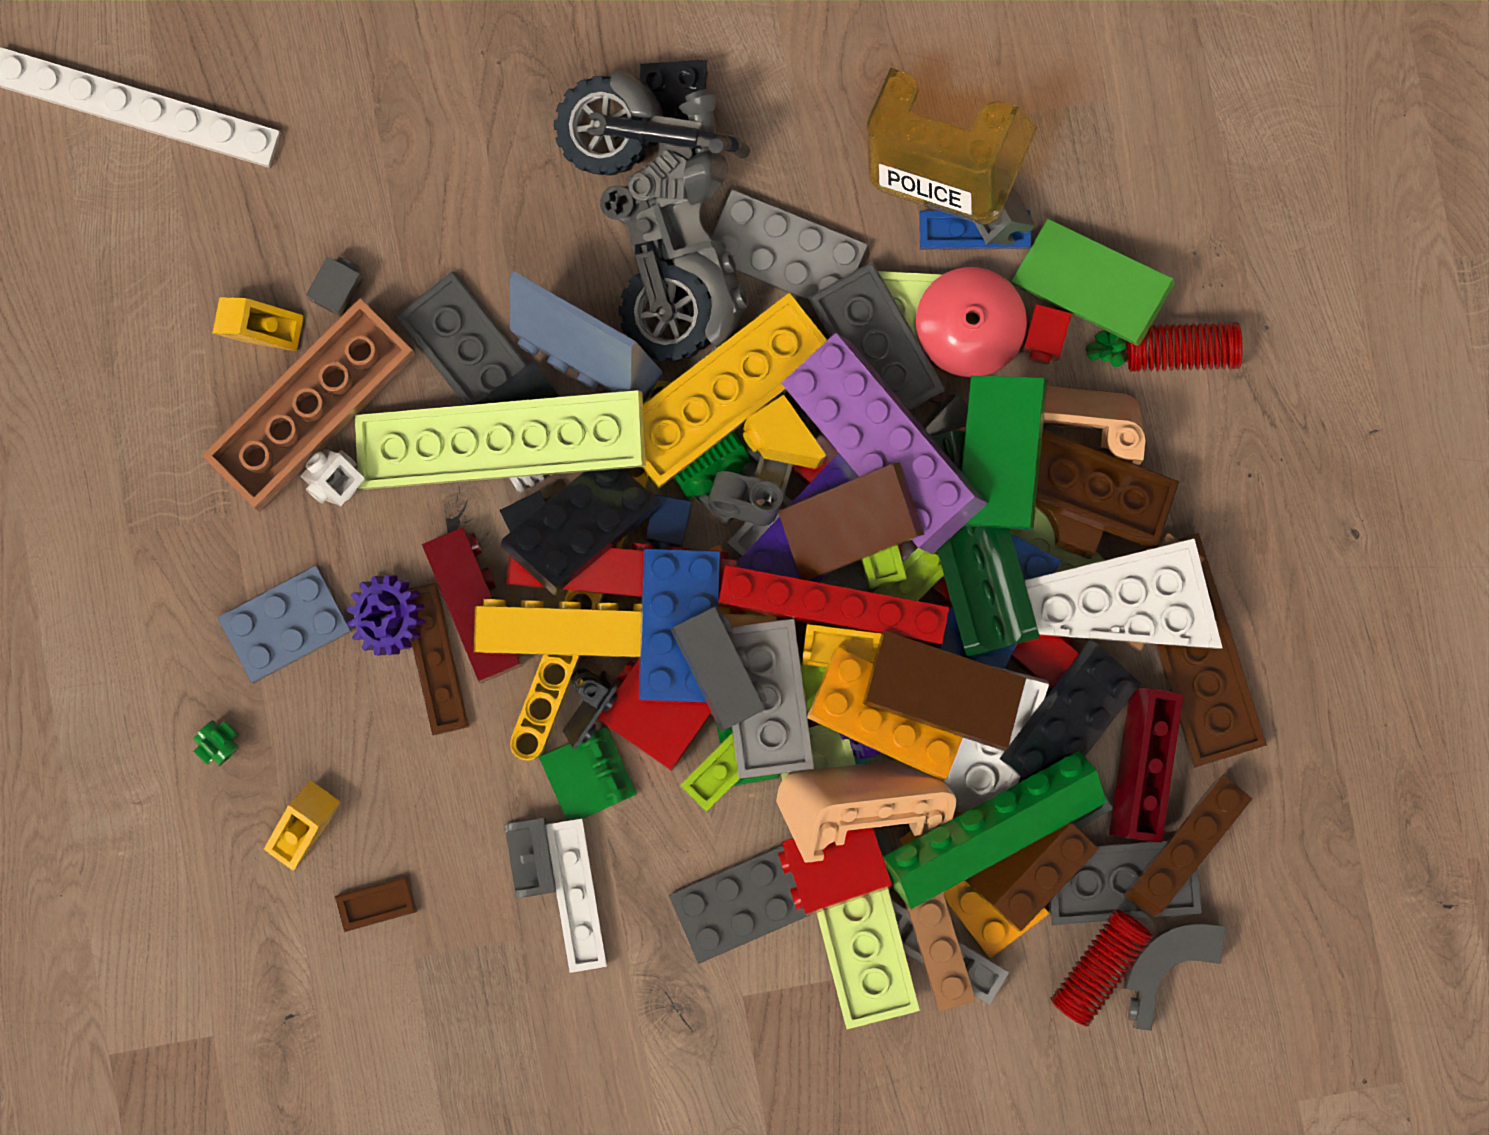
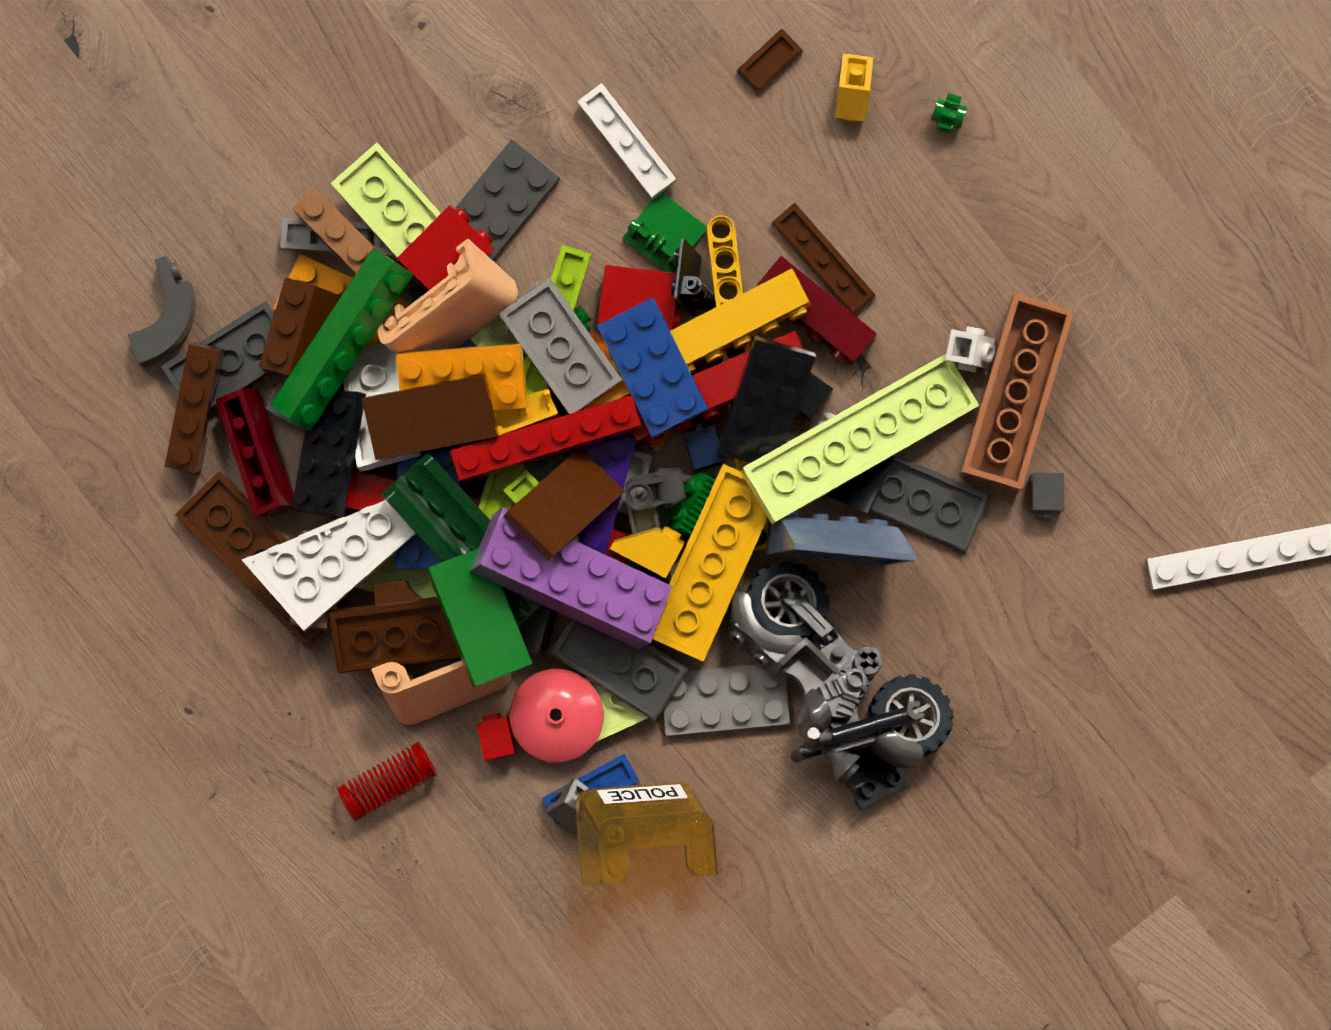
camera: 155 degrees right, 0 degrees up
(257, 323) = (1088, 435): yellow slope -> none
(284, 624) = (947, 226): sand blue plate -> none
(393, 631) = (870, 255): dark purple gear -> none
(530, 858) = (674, 150): dark grey hinge -> none
(719, 668) = (604, 346): dark grey brick -> none
(1093, 282) = (480, 793): bright green tile -> none
(1107, 348) = (444, 752): green plant -> none
(1120, 926) = (207, 318): red piece -> none

